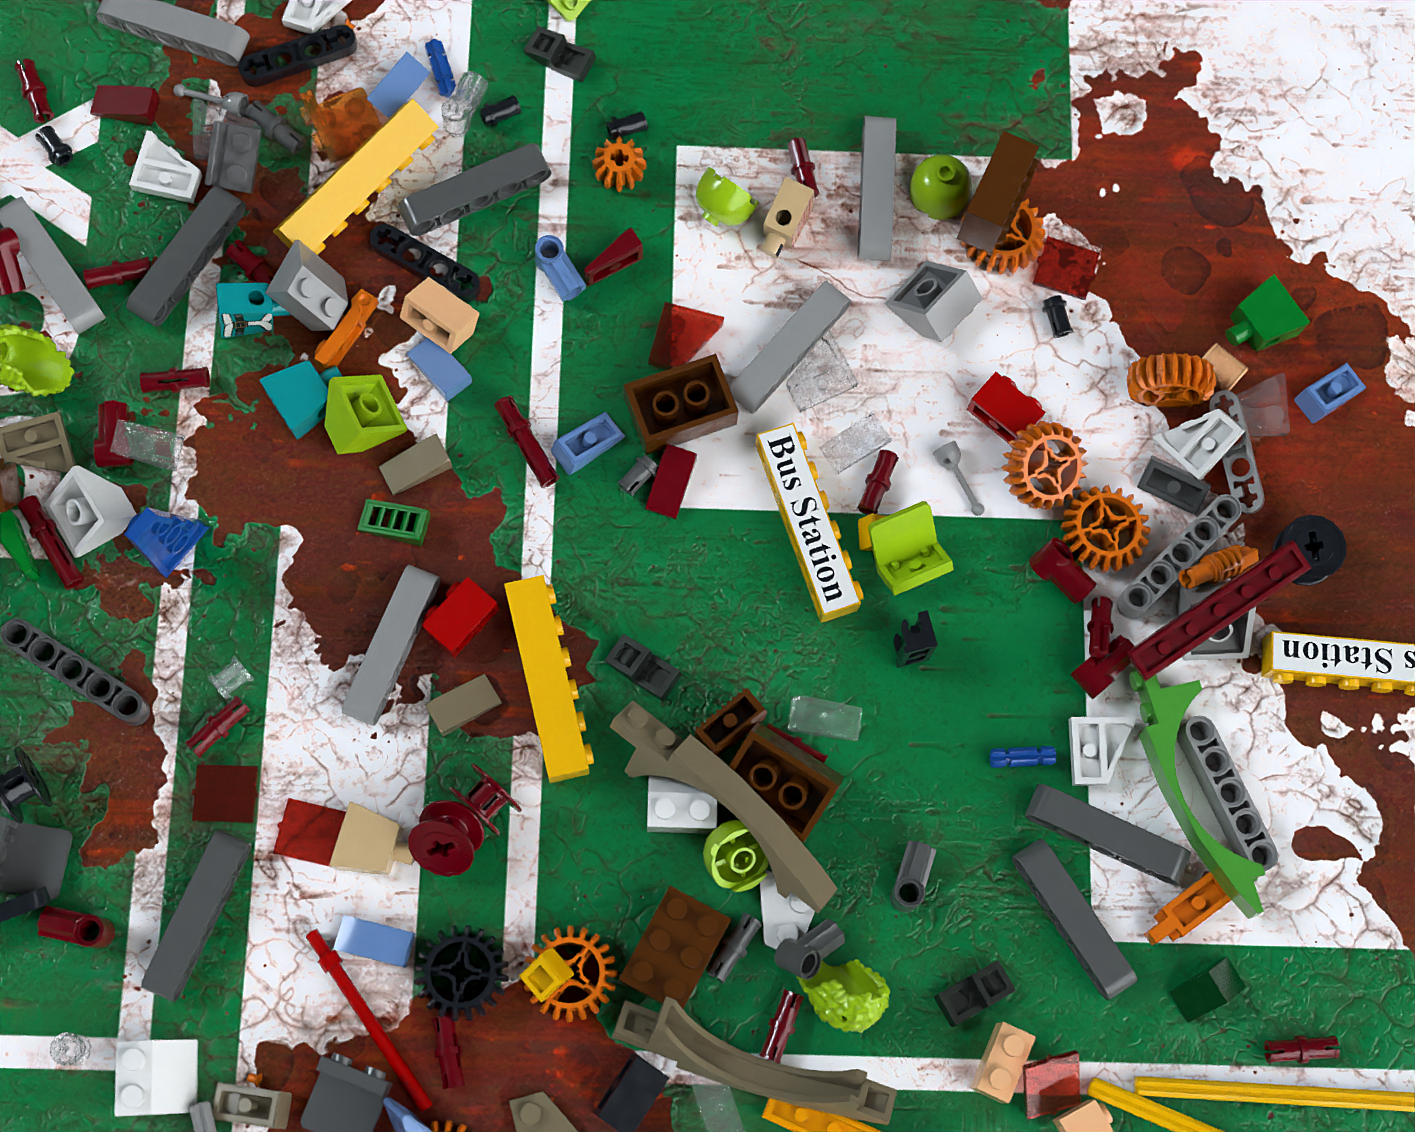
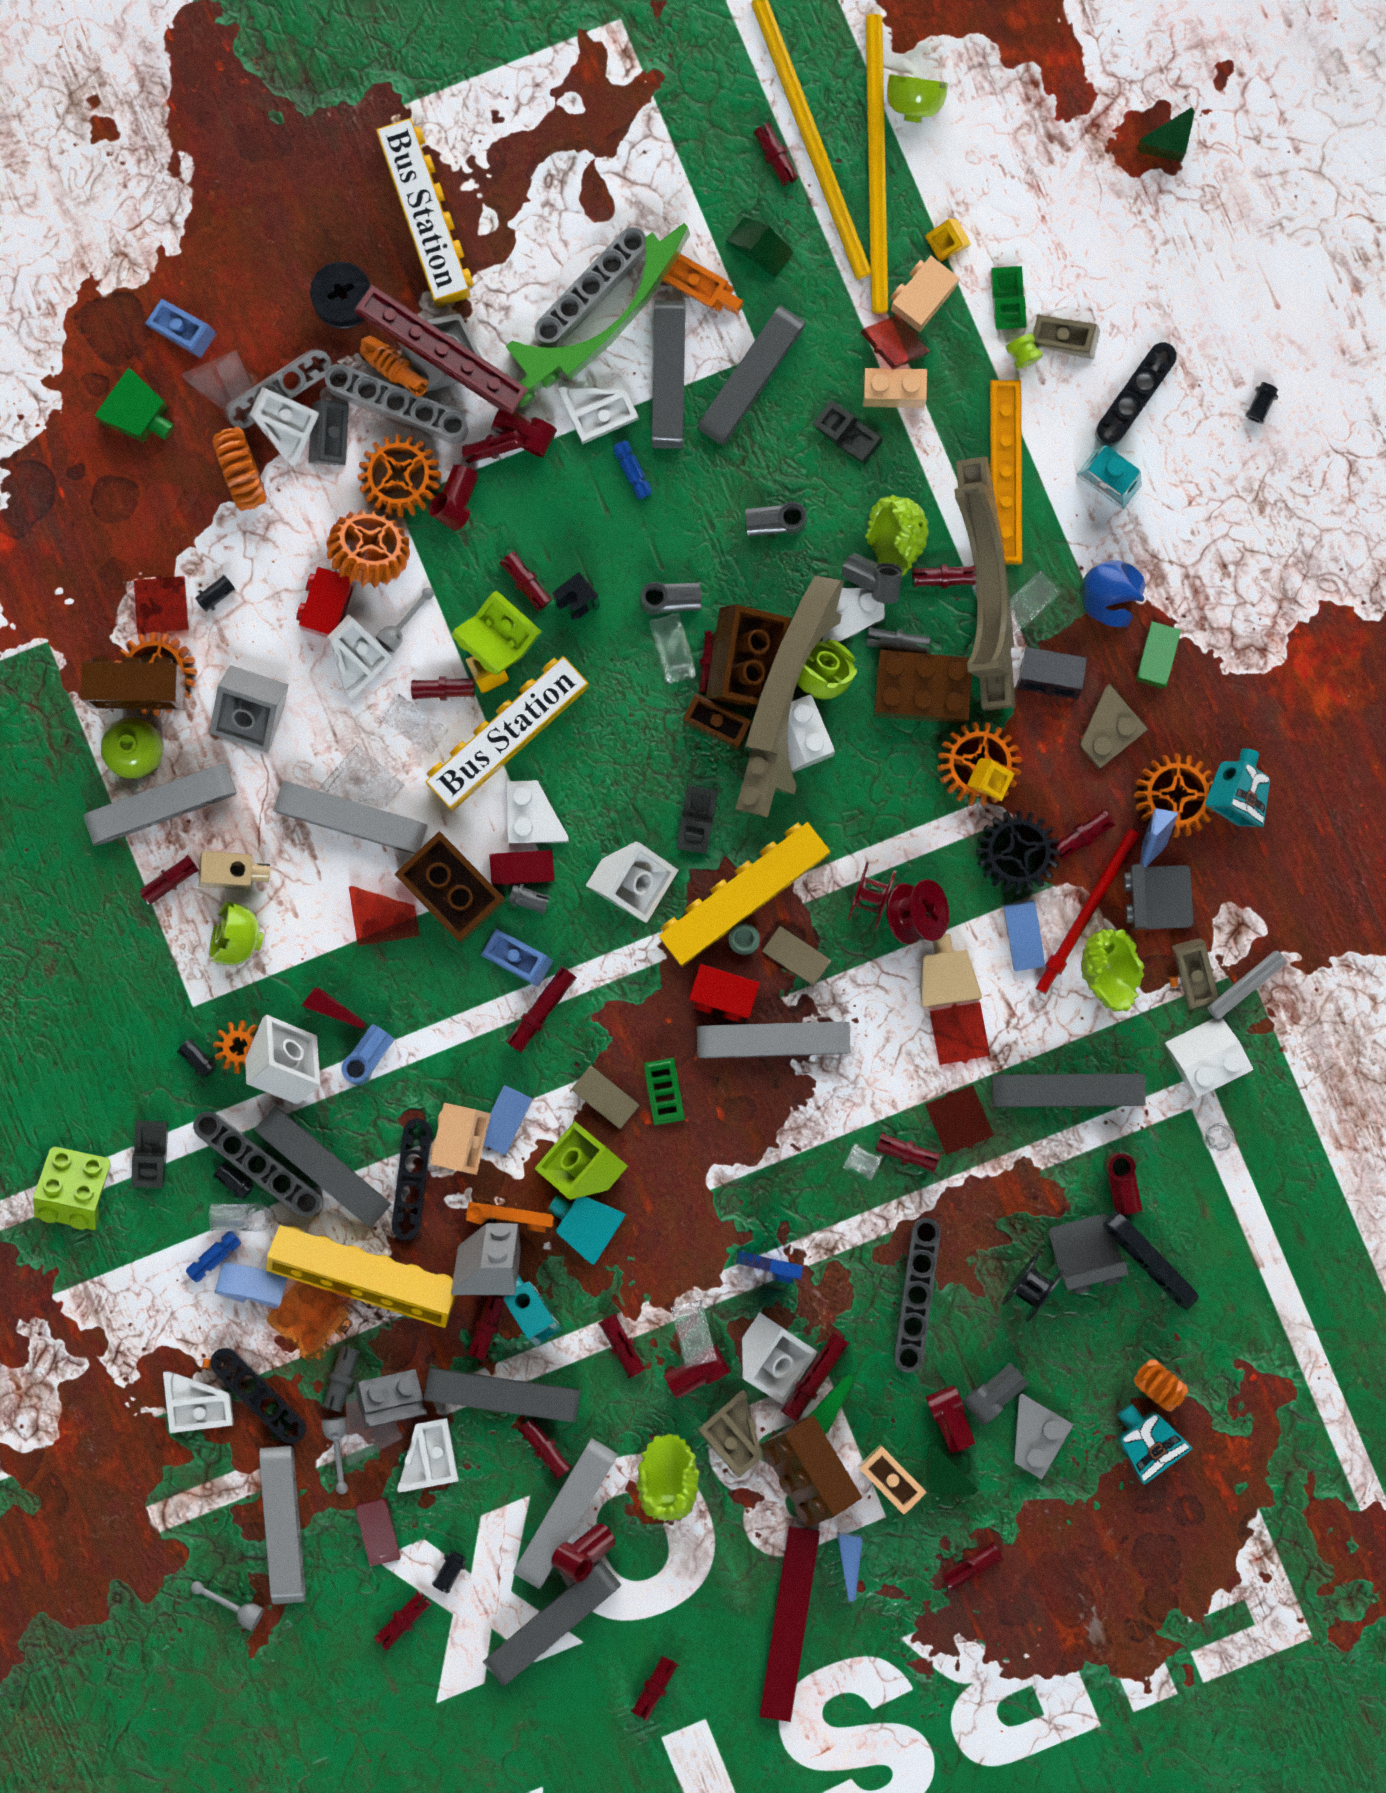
camera: 105 degrees left, 10 degrees up
(292, 1013) = (1112, 968): none -> lime piece
(504, 661) = (744, 939): none -> sand green plate
(509, 123) = (243, 1159): none -> dark grey beam
(587, 190) = (283, 1060): none -> white slope
(609, 577) = (633, 879): none -> white slope
(718, 513) = (531, 815): none -> white wing
(875, 739) = (674, 597): none -> dark grey piece
(944, 415) = (356, 656): none -> white wing
(953, 604) = (526, 581): none -> dark red pin
(1226, 368) = (201, 430): light nougat piece -> none

